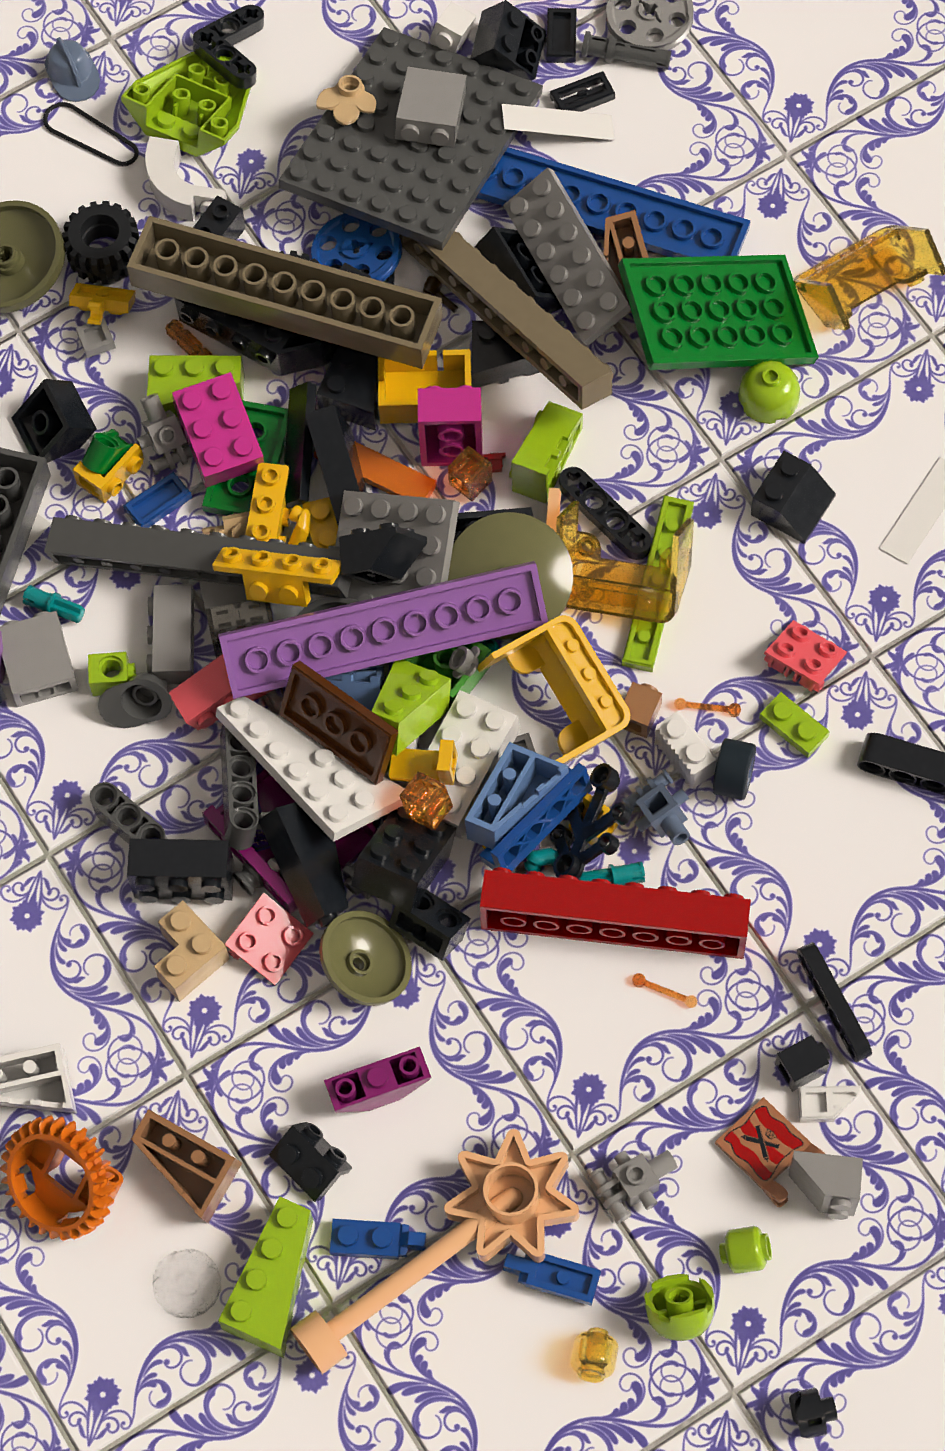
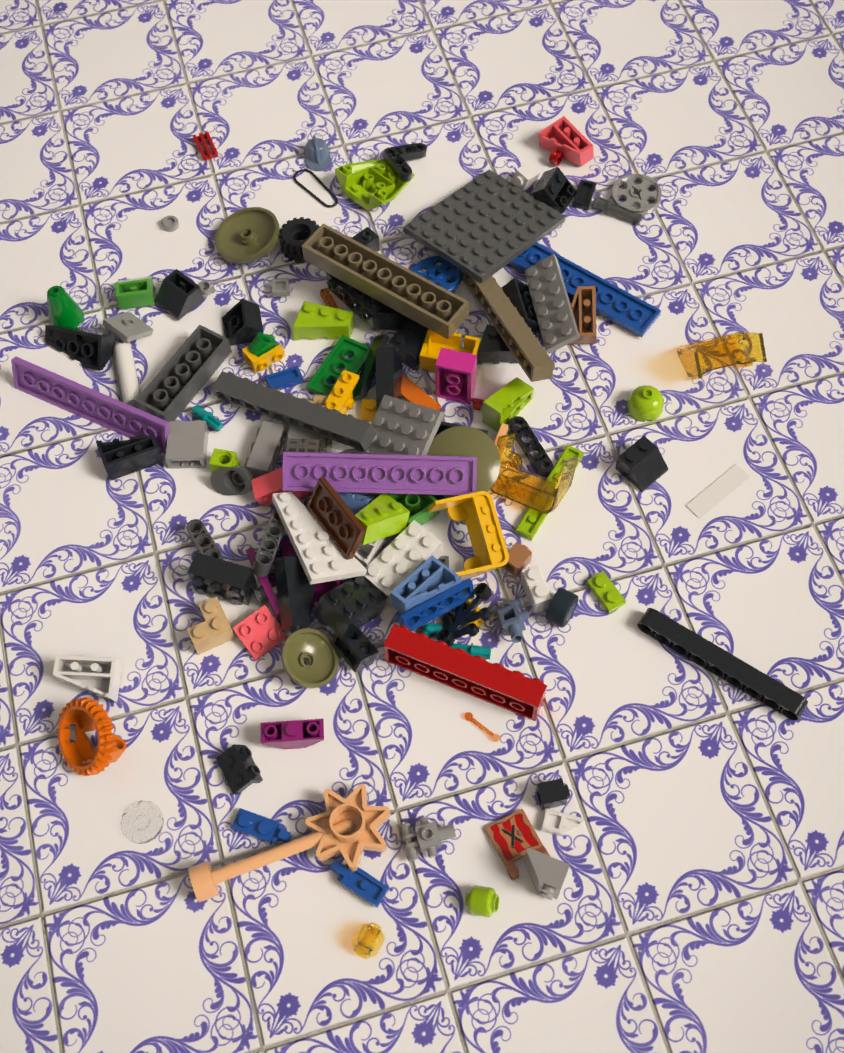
camera: 15 degrees right, 5 degrees down
(101, 299) = (287, 267): yellow plate -> none
(163, 434) = (298, 343): light grey piece -> none
(171, 191) = (346, 211): white arch -> none
(189, 1163) = (166, 749): medium nougat wedge -> none
(218, 429) = (326, 346): dark pink brick -> none
(268, 1286) = (189, 834): lime wedge -> none
(277, 576) = (329, 429): yellow bracket -> none
(302, 518) = (358, 406): yellow arm -> none
(347, 100) = (454, 196): tan plate -> none
(380, 553) = (390, 430): black slope -> none
(426, 800) = (371, 575): clear orange brick -> none
(430, 107) = (499, 209): light grey brick -> none
(432, 287) = (472, 308): dark brown hand -> none
(435, 764) = (381, 557): yellow bracket -> none
(464, 661) = (421, 503): light grey plate -> none
(470, 473) = (460, 405): clear orange brick -> none
(557, 122) = (568, 236): white sticker -> none
(585, 98) = (588, 228): black tile -> none
(680, 1307) = (429, 925): lime cylinder -> none
(717, 311) = (627, 351): green plate -> none
(734, 709) = (572, 574): clear orange hinge -> none
(804, 654) = (624, 553): coral hinge -> none
(812, 1412) = (492, 1020): black piece -> none
(834, 1002) = (582, 763): black beam -> none

